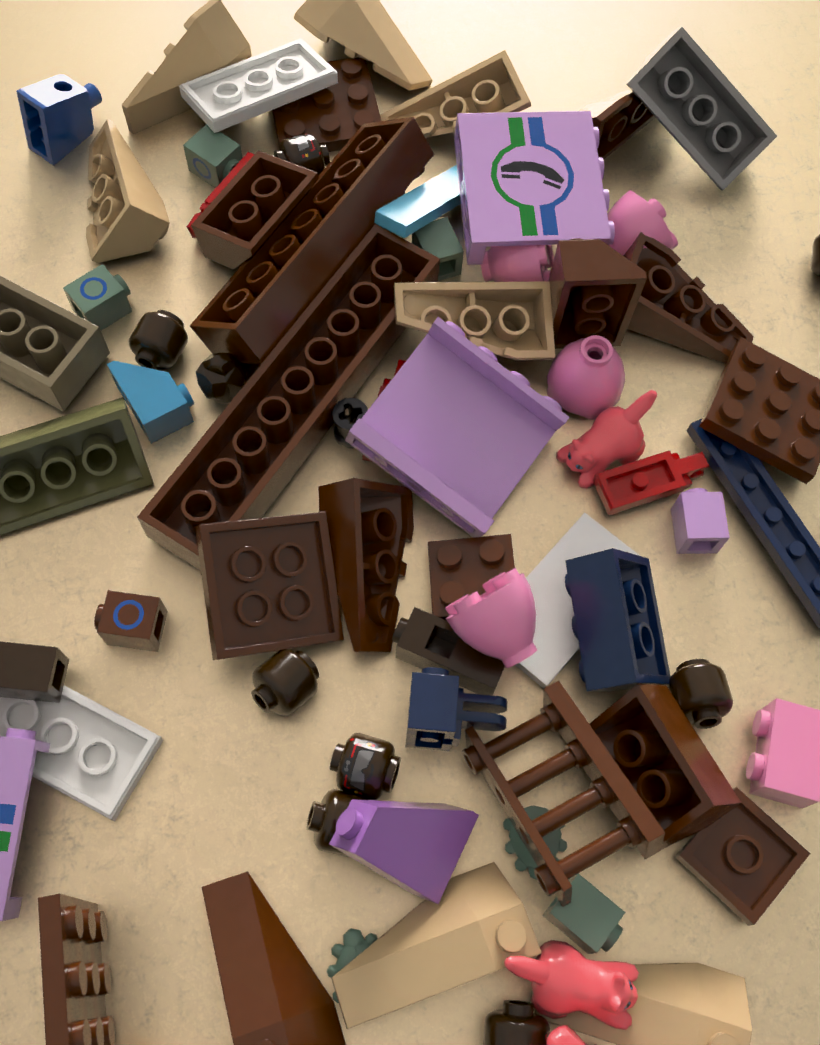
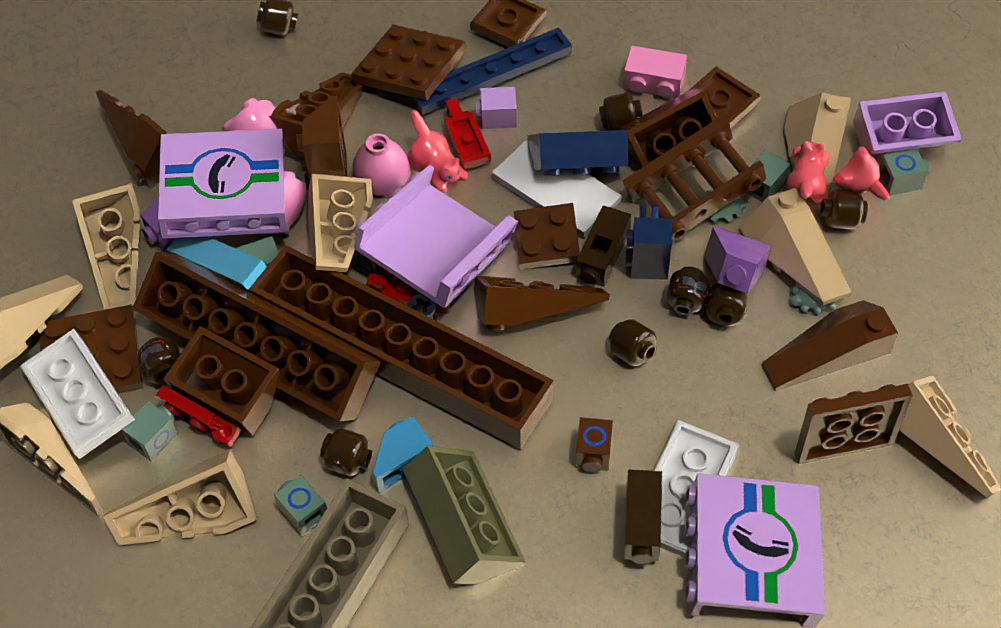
camera: 85 degrees left, 10 degrees down
(57, 115) = (84, 550): blue torso -> none
(221, 377) = (382, 403): dark brown rock -> none
(268, 584) = (566, 345): reddish brown plate -> none
(498, 621) = (585, 202): bright pink piece -> none
(700, 108) = (145, 76): light grey slope -> none

